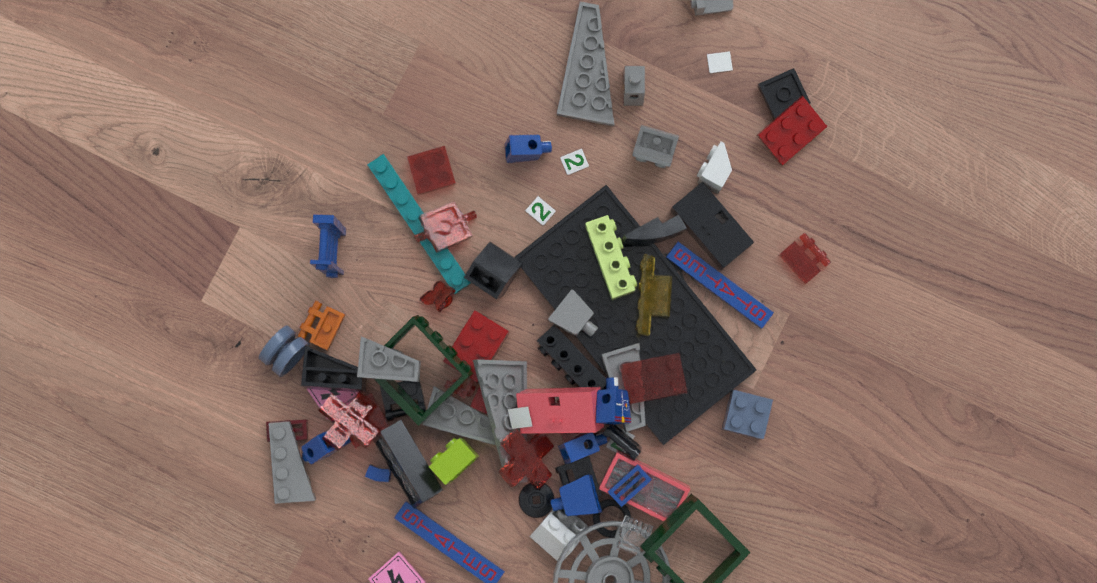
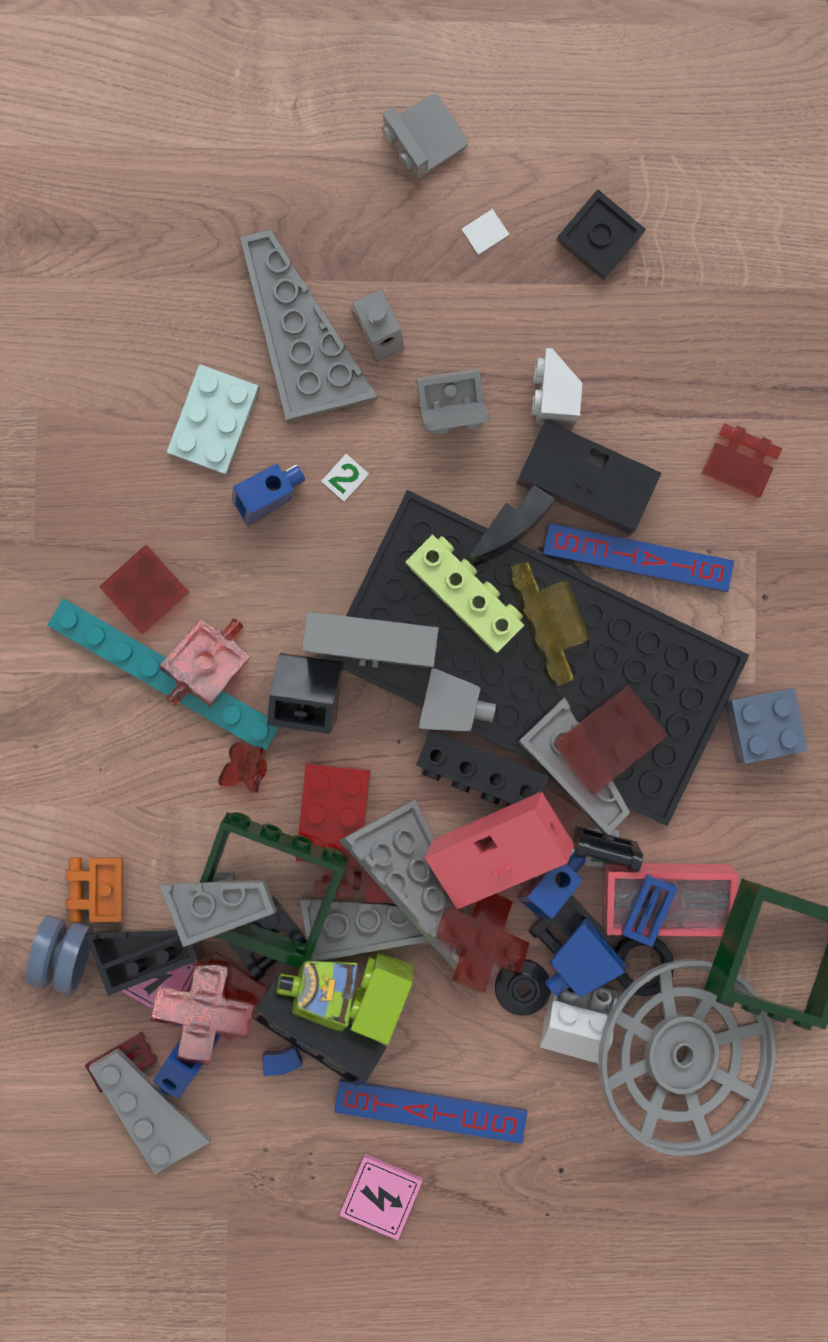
camera: 30 degrees left, 5 degrees up
(330, 232) = (46, 774): blue fence -> none
(421, 439) = (321, 992): none -> torso
(515, 94) = (213, 419): none -> light aqua plate
(520, 417) = (446, 888): white sticker -> none
(540, 210) = (330, 572): white sticker -> none
(544, 257) = (370, 640): none -> light grey brick
(612, 404) = (572, 808): blue torso -> none
(631, 536) = (686, 980): clear piece -> none
(791, 130) = (637, 283): red plate -> none

